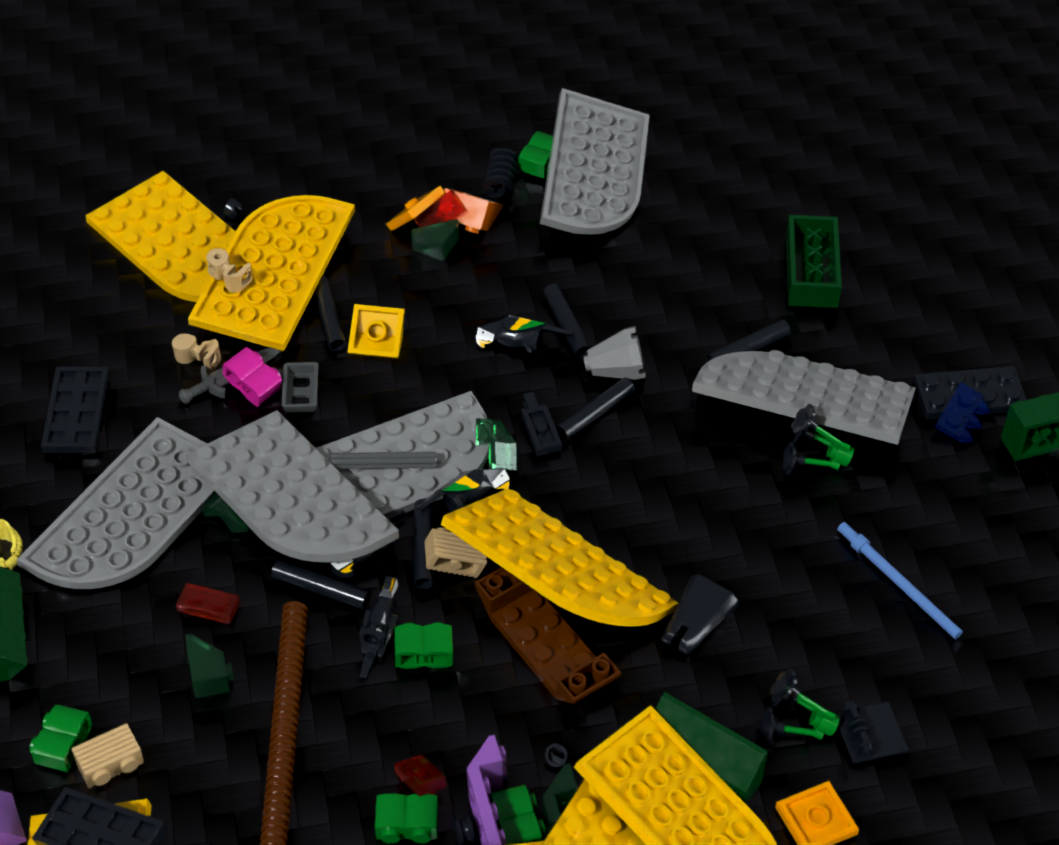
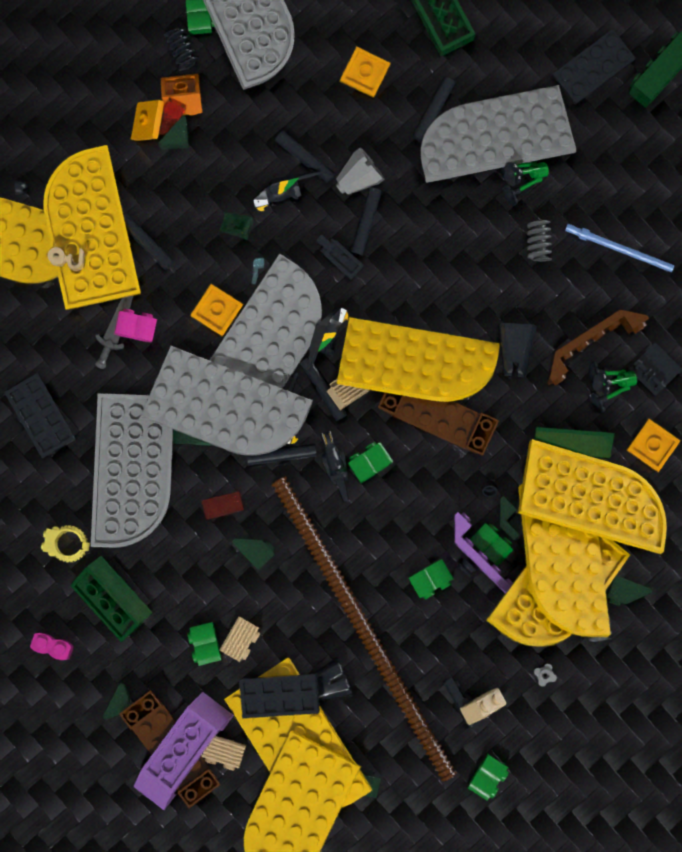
camera: 25 degrees left, 35 degrees up
(187, 350) = (75, 326): tan leg -> none
(289, 392) = (164, 318): dark grey piece -> none
(357, 408) = (216, 310): none -> light orange plate
(376, 331) = (188, 241): yellow slope -> none
(384, 460) = (264, 345): dark grey axle -> none
(420, 775) = (423, 550): clear red plate -> none
(438, 389) = (257, 263): none -> clear light blue hand
(445, 345) = (237, 225): none -> clear green slope
(501, 444) = (319, 285): clear green slope -> none
(690, 279) = (365, 72): none -> light orange plate
(797, 519) = (538, 240): none -> dark grey piece
(804, 642) = (630, 321): none -> reddish brown slope
(960, 414) = (598, 92): clear blue plate -> none

